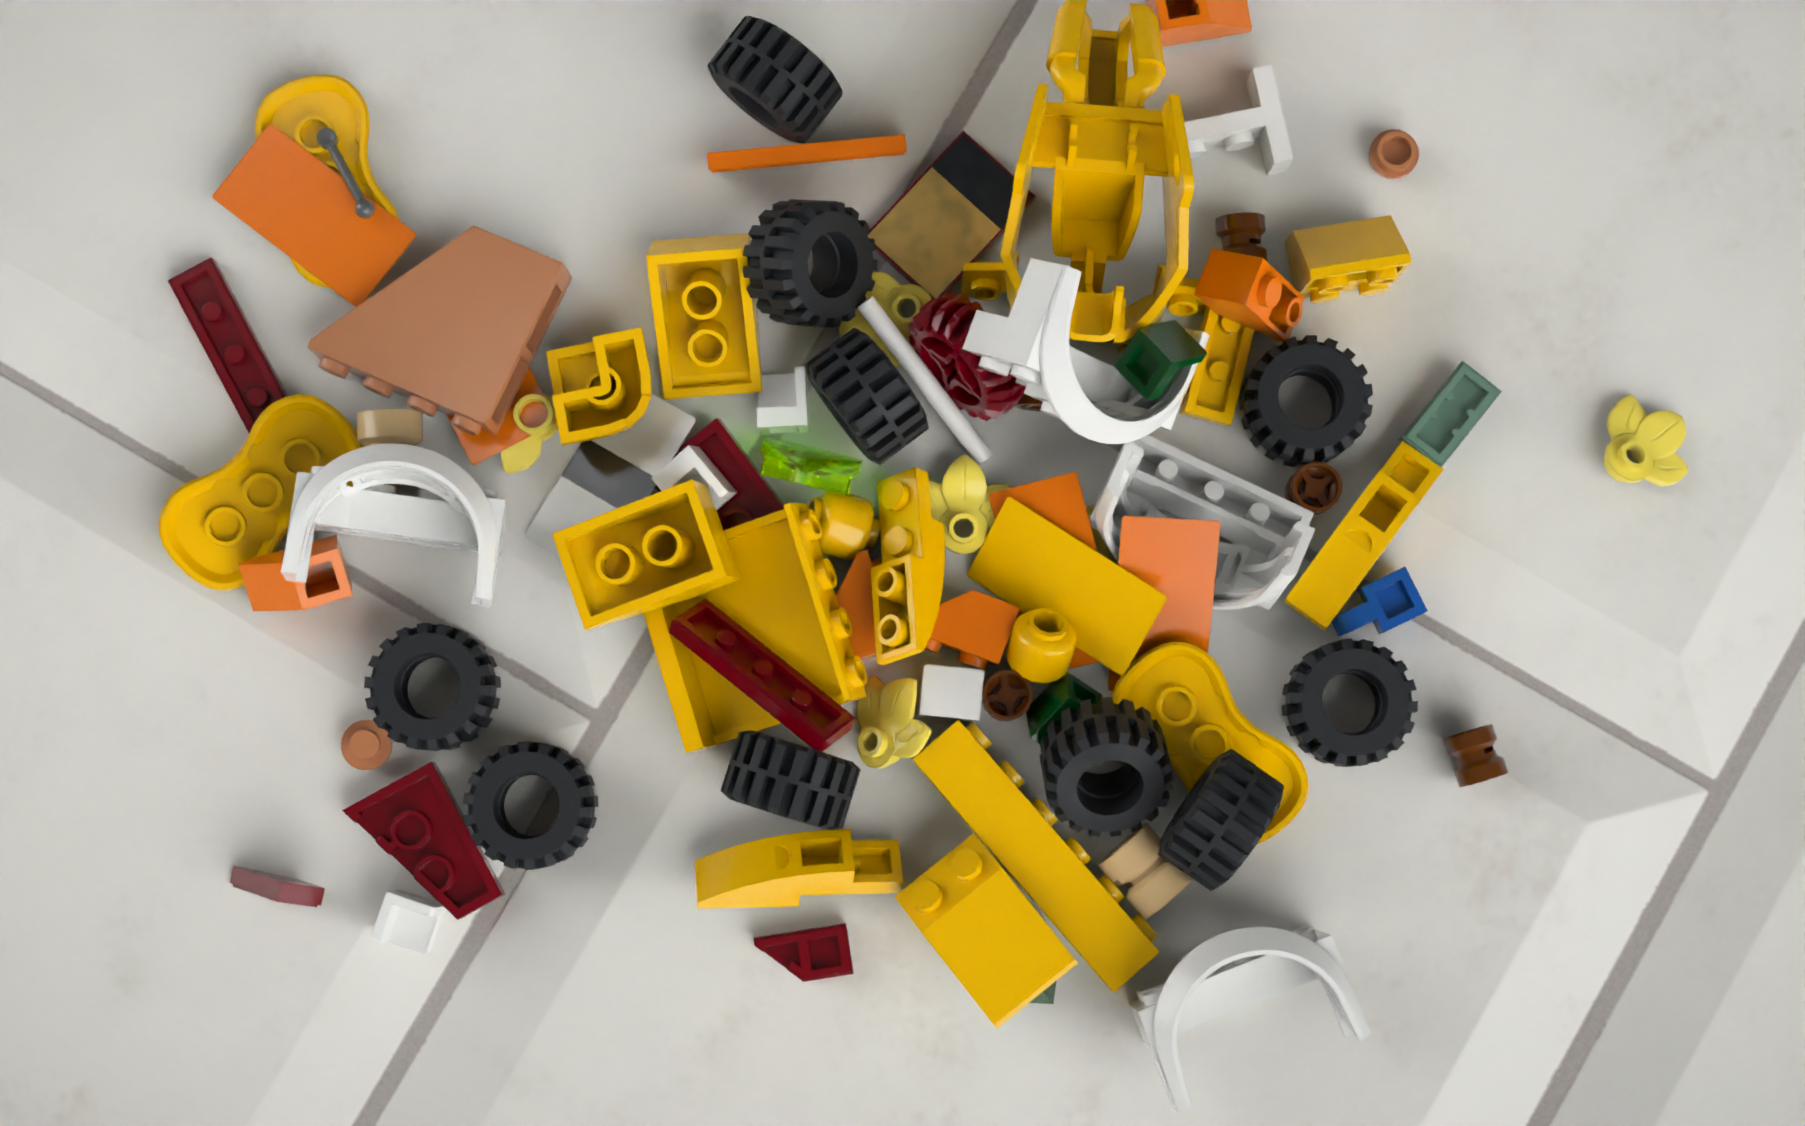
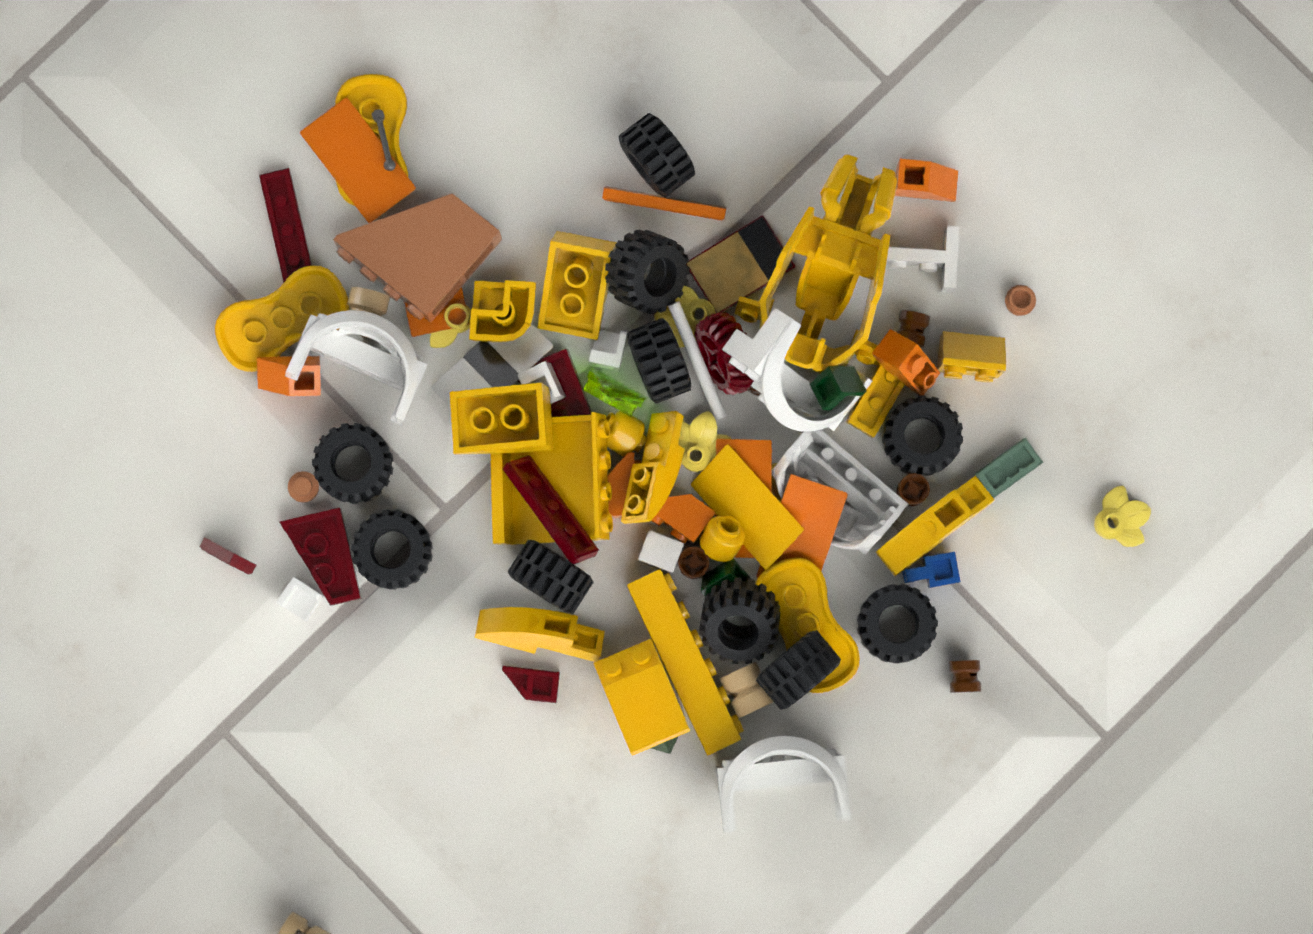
camera: 15 degrees right, 0 degrees up
(889, 722) = (618, 559): light yellow plate -> none

